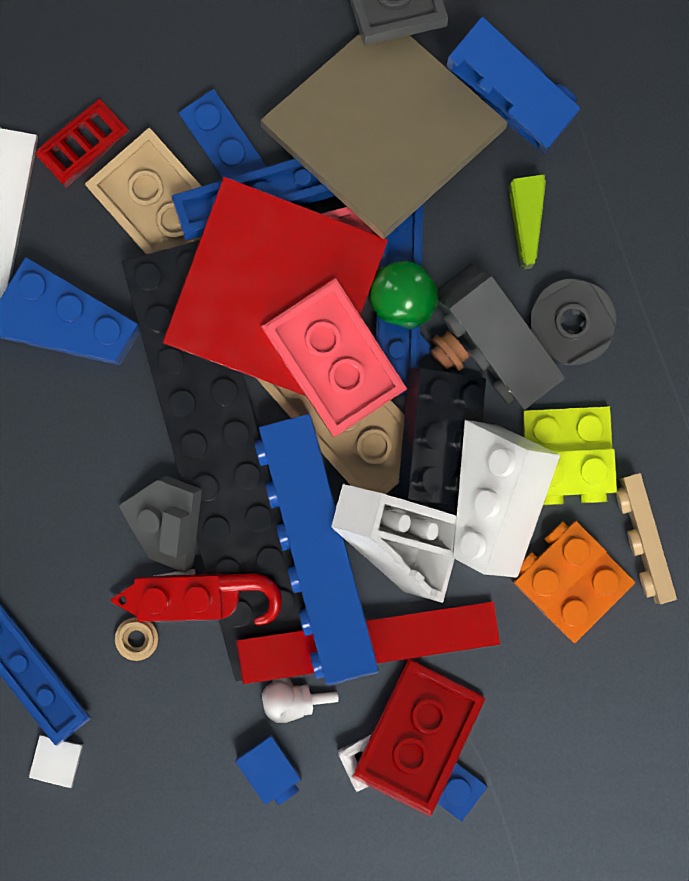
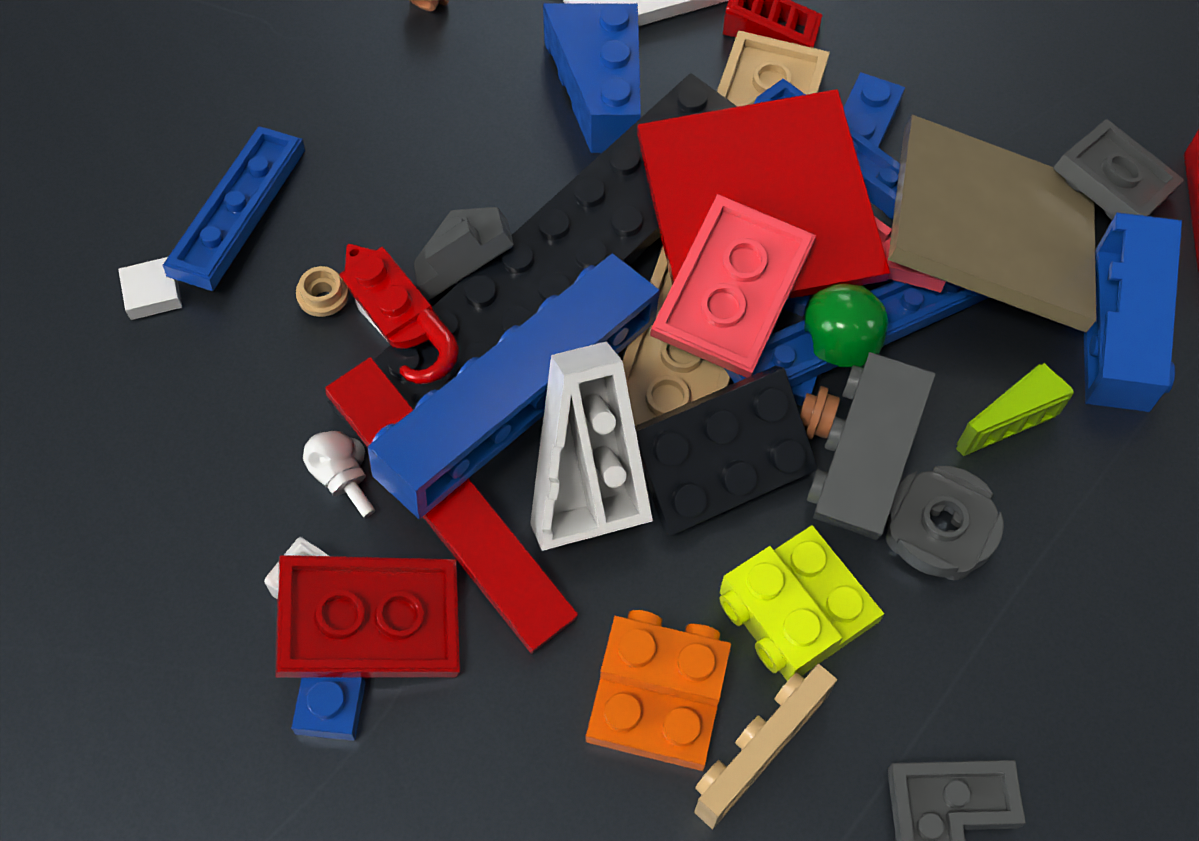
camera: 55 degrees right, 25 degrees down
(270, 771) = (244, 482): blue brick -> none
(499, 497) = (697, 539): white wedge -> none

